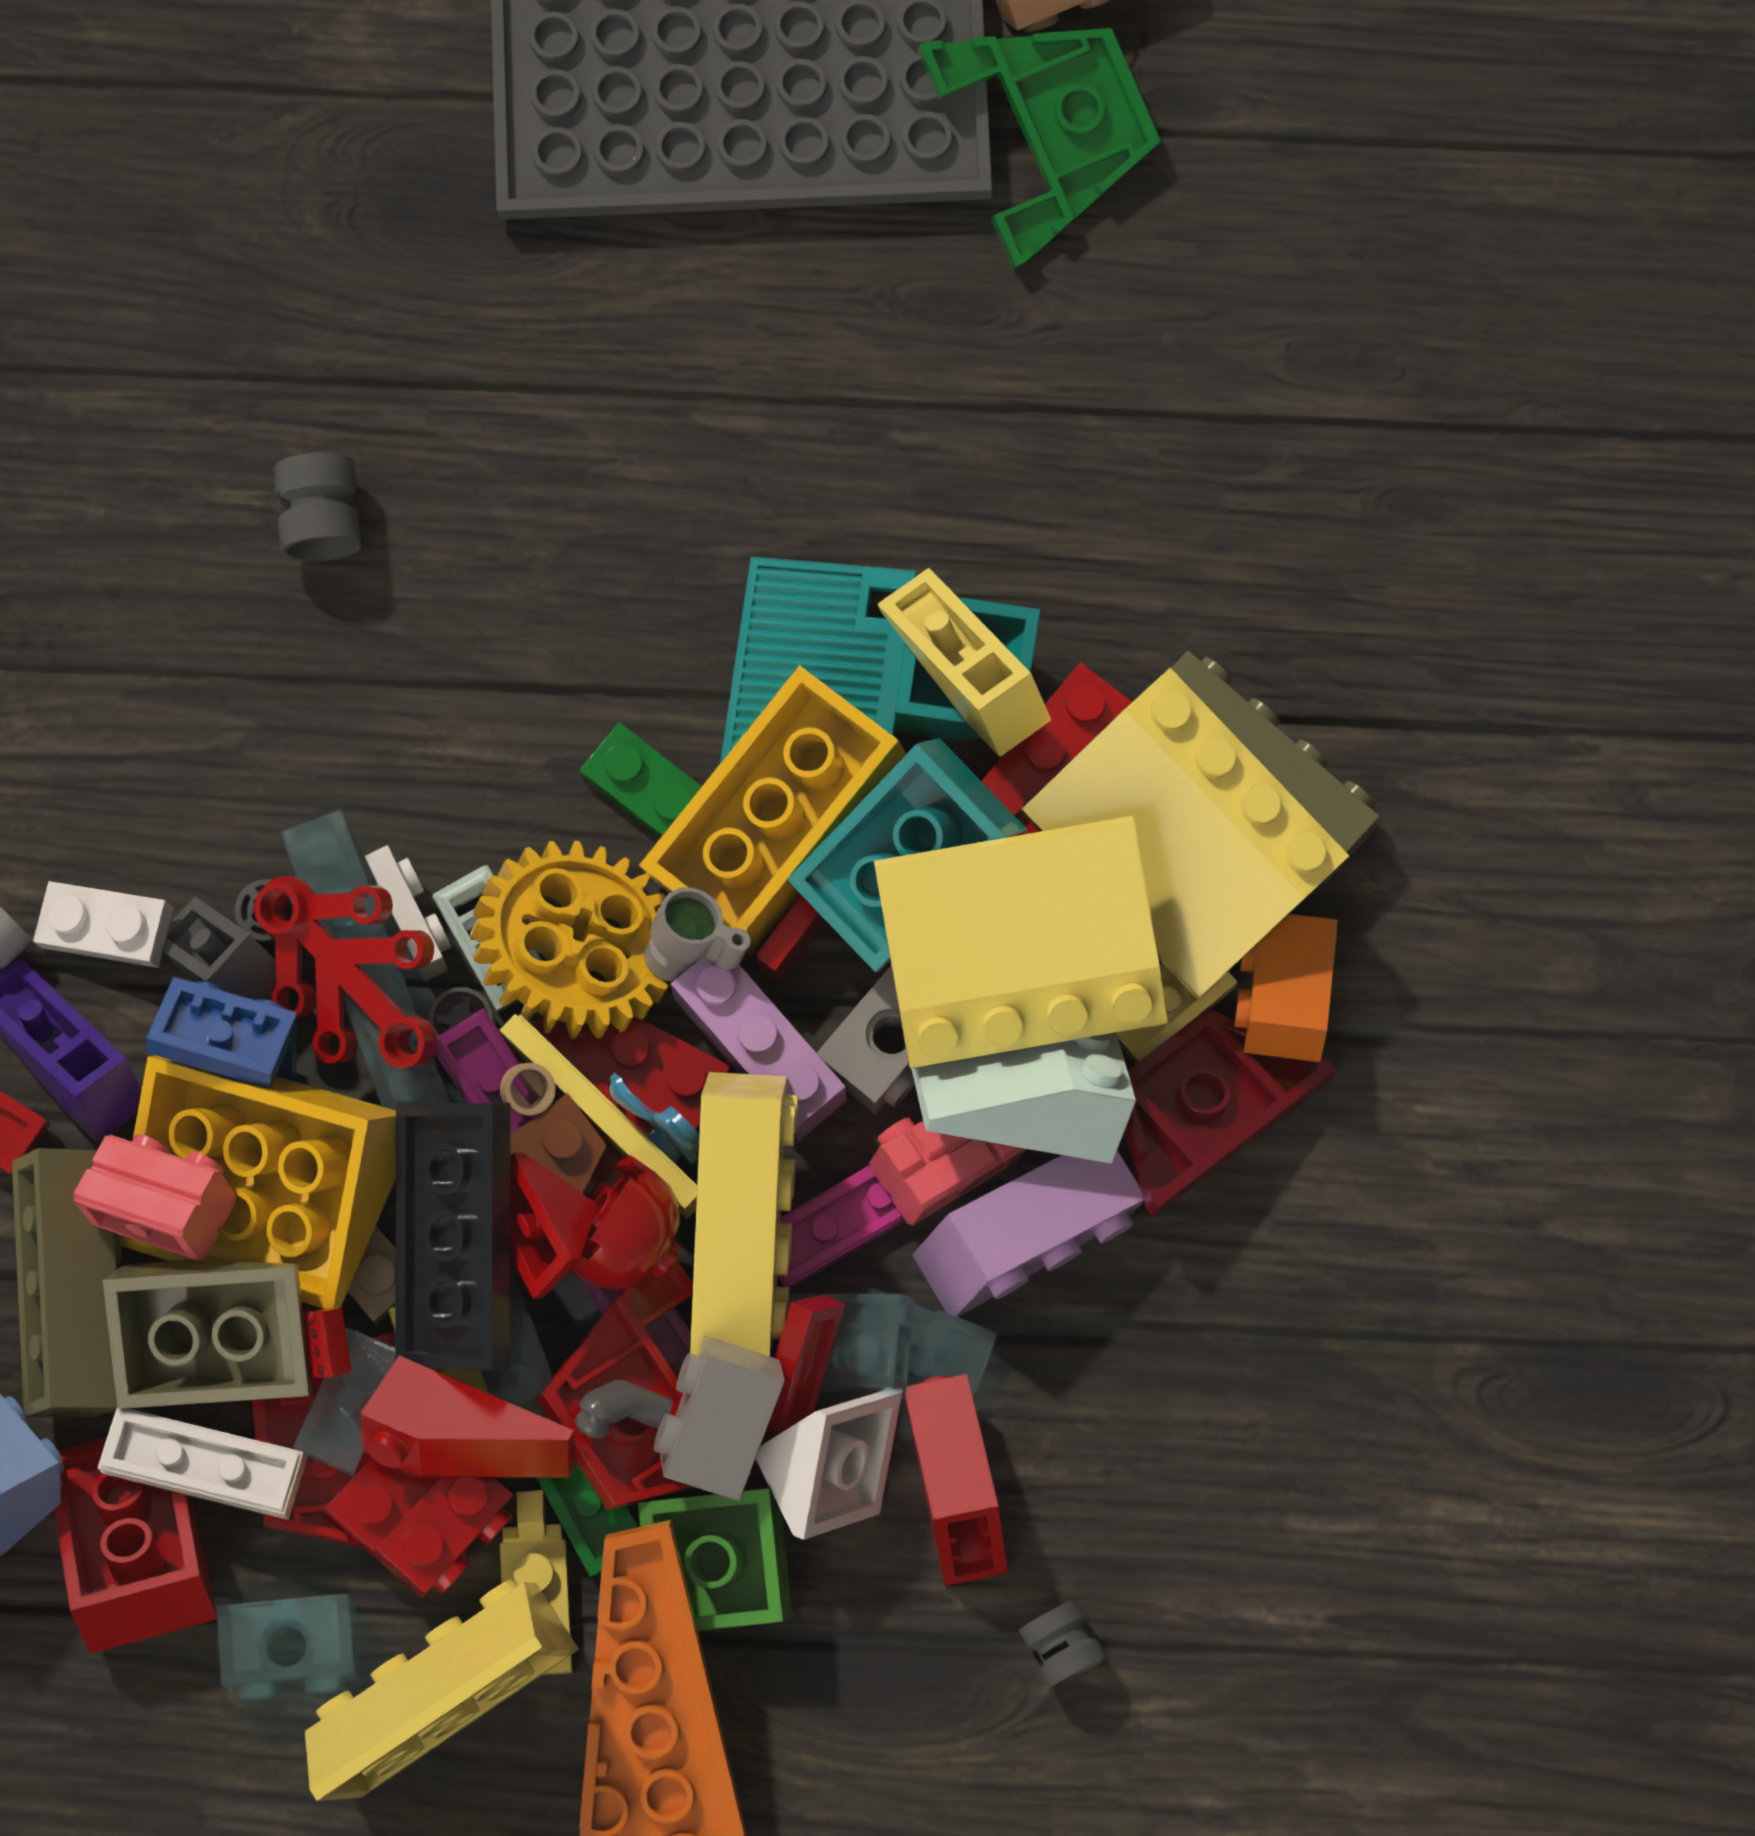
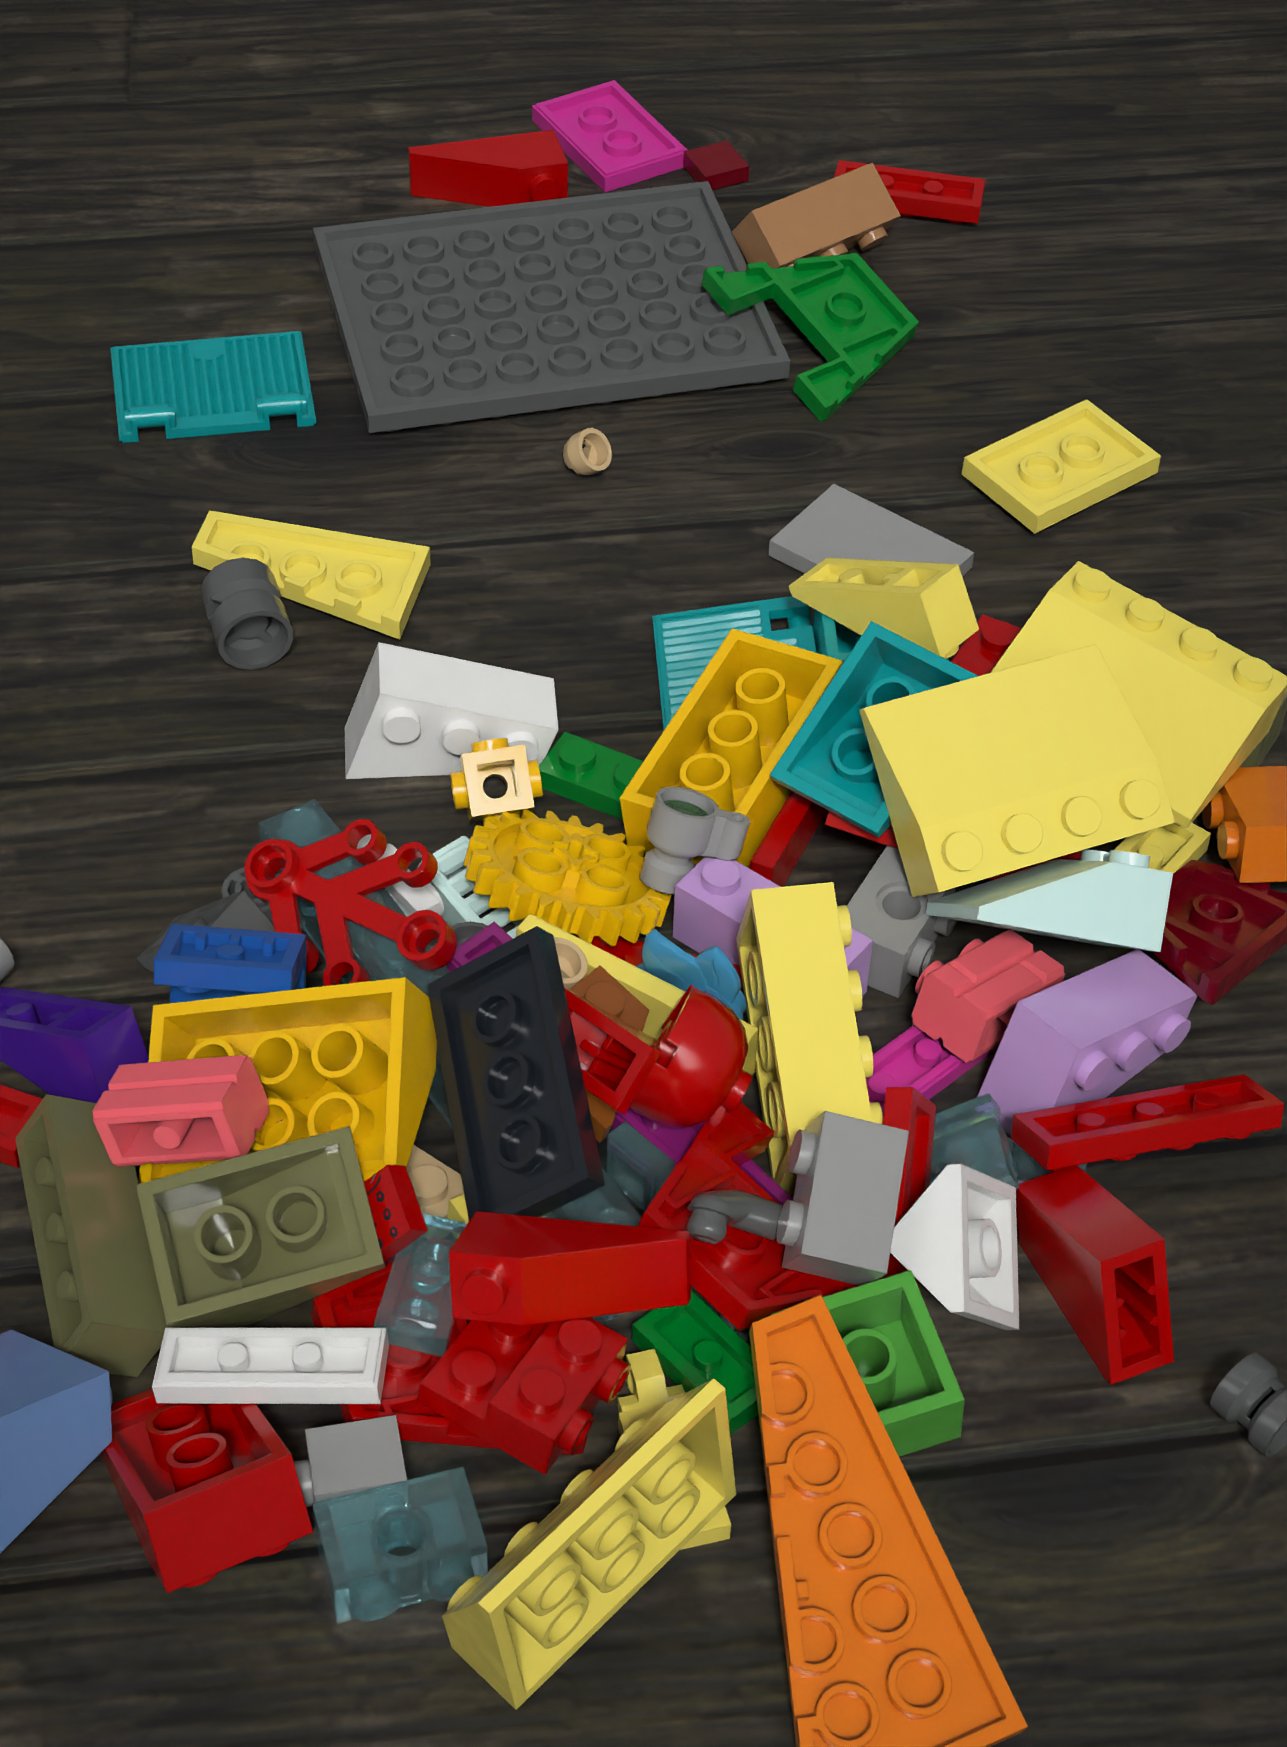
camera: 15 degrees left, 30 degrees down
(103, 924) = (85, 941): white plate -> none
(259, 1566) = (350, 1459): none -> light grey brick
(337, 104) = (211, 385): none -> teal window
(414, 441) = (328, 570): none -> light yellow wing
(501, 698) = (429, 708): none -> white wedge
(529, 800) = (499, 760): none -> yellow brick
(731, 302) = (590, 459): none -> tan hinge
(1008, 503) = (855, 528): none -> light grey tile
(1053, 1331) = (1146, 1122): none -> red plate
(1256, 404) = (1060, 465): none -> light yellow plate

